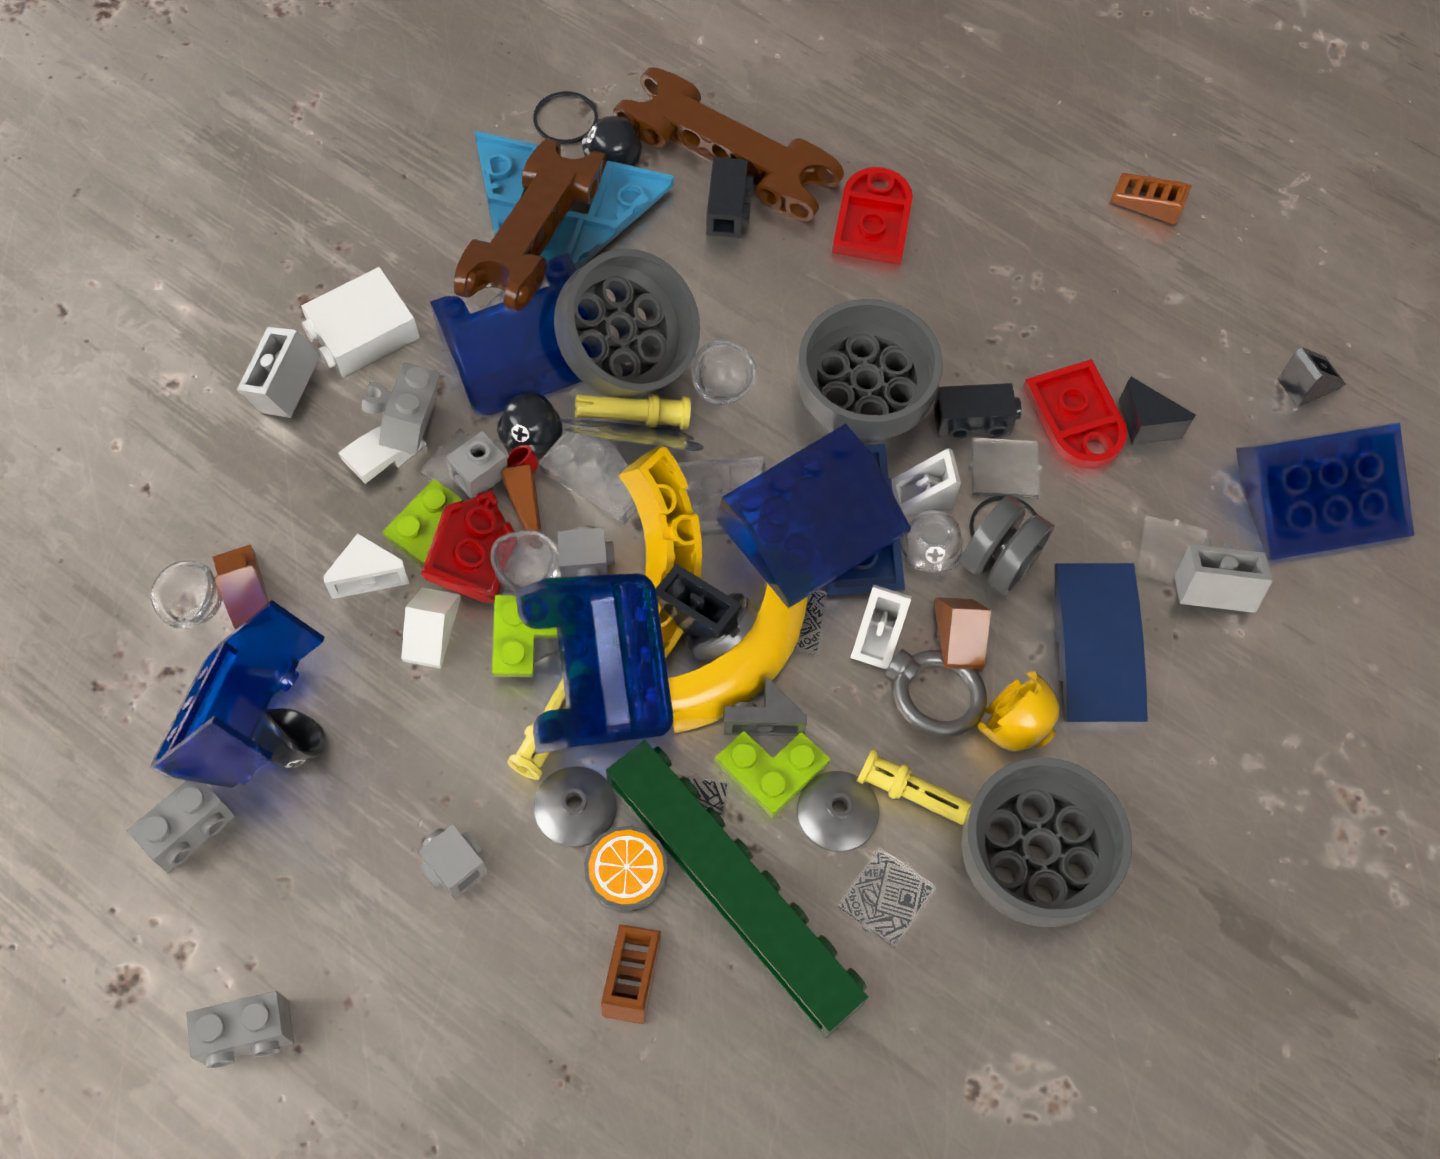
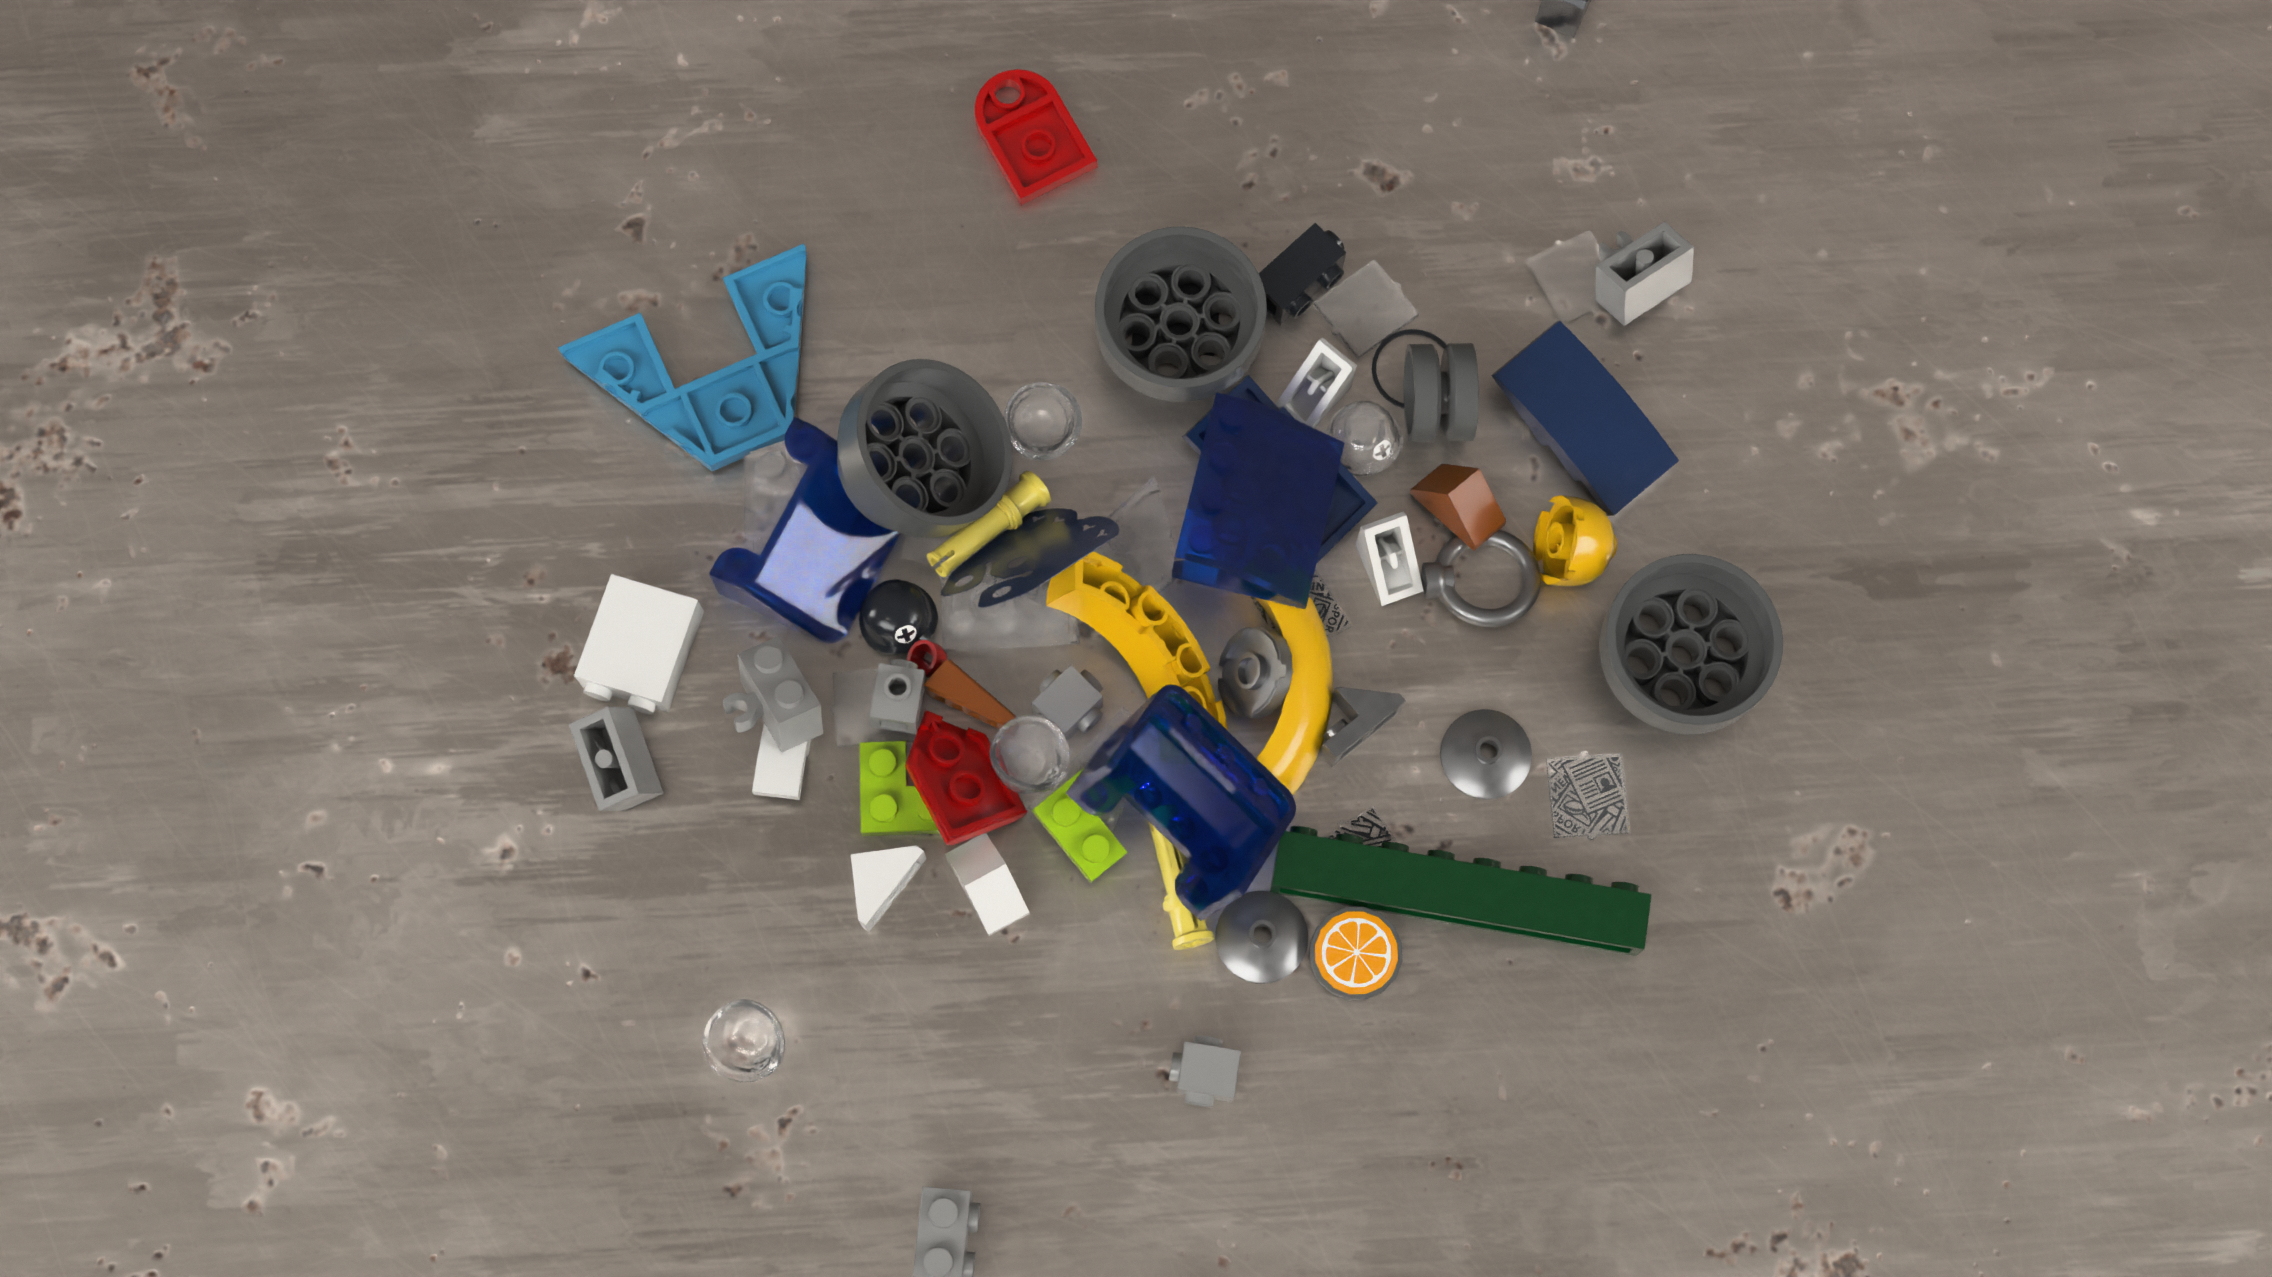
camera: 40 degrees left, 10 degrees up
(222, 708) = (882, 1109): clear blue windscreen -> none
(240, 583) = (779, 988): slope -> none
(289, 736) = (963, 1087): black helmet -> none
(513, 255) = (749, 472): reddish brown piece -> none
(559, 94) = (625, 221): black piece -> none
(615, 138) = (706, 254): black helmet -> none
(628, 1001) = (1457, 1071): dark orange slope -> none
(696, 604) = (1224, 670): black slope -> none
(727, 197) = (875, 225): black brick -> none
(768, 779) = (1409, 774): lime plate -> none
(777, 169) = (821, 164): reddish brown piece -> none
(895, 781) = (1520, 690): light yellow pin -> none
(1076, 411) = (1386, 199): red tile -> none
(1152, 415) = (1456, 153): black slope -> none
(1327, 490) = (1663, 108): clear blue slope -> none

